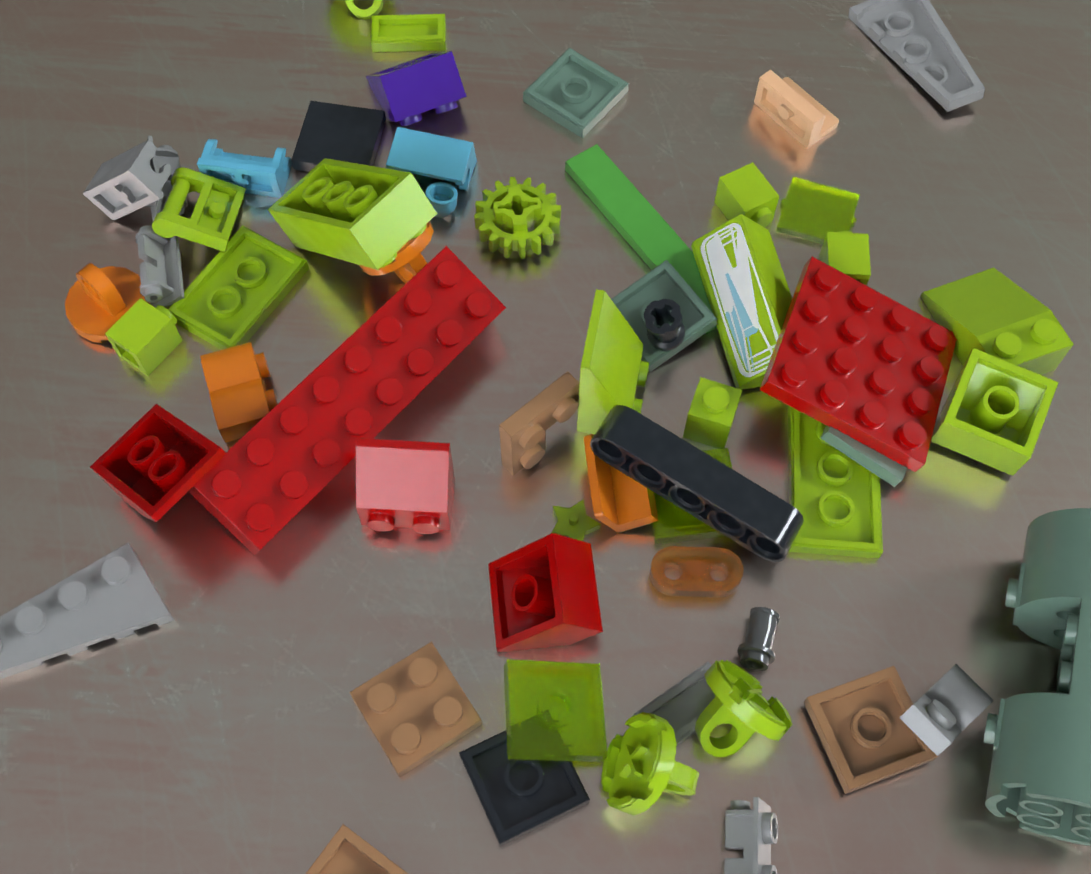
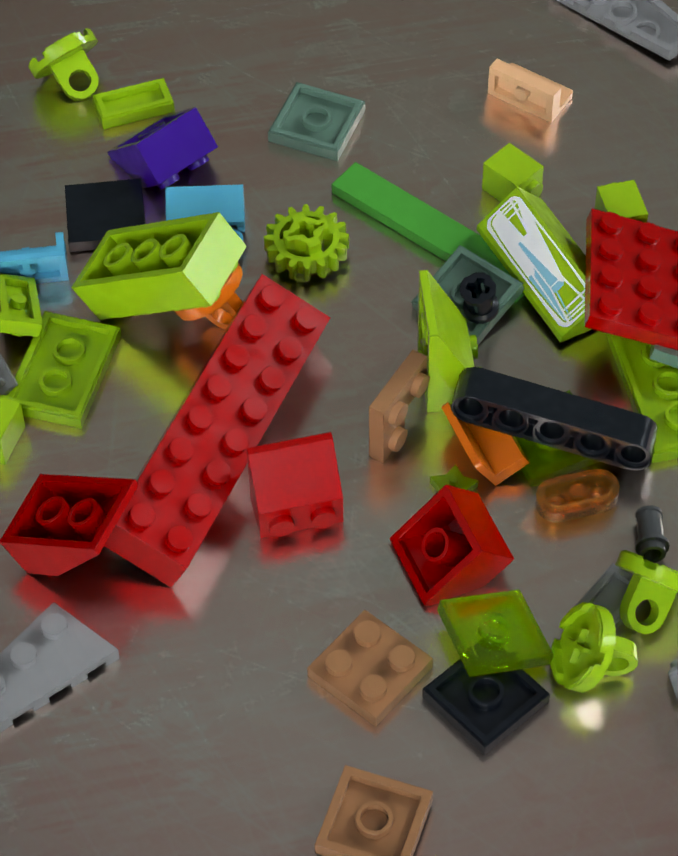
camera: 15 degrees left, 10 degrees down
(238, 389) = (101, 445): orange brick -> none
(712, 413) = (547, 359): lime brick -> none
(816, 209) = (577, 173): clear neon green piece -> none

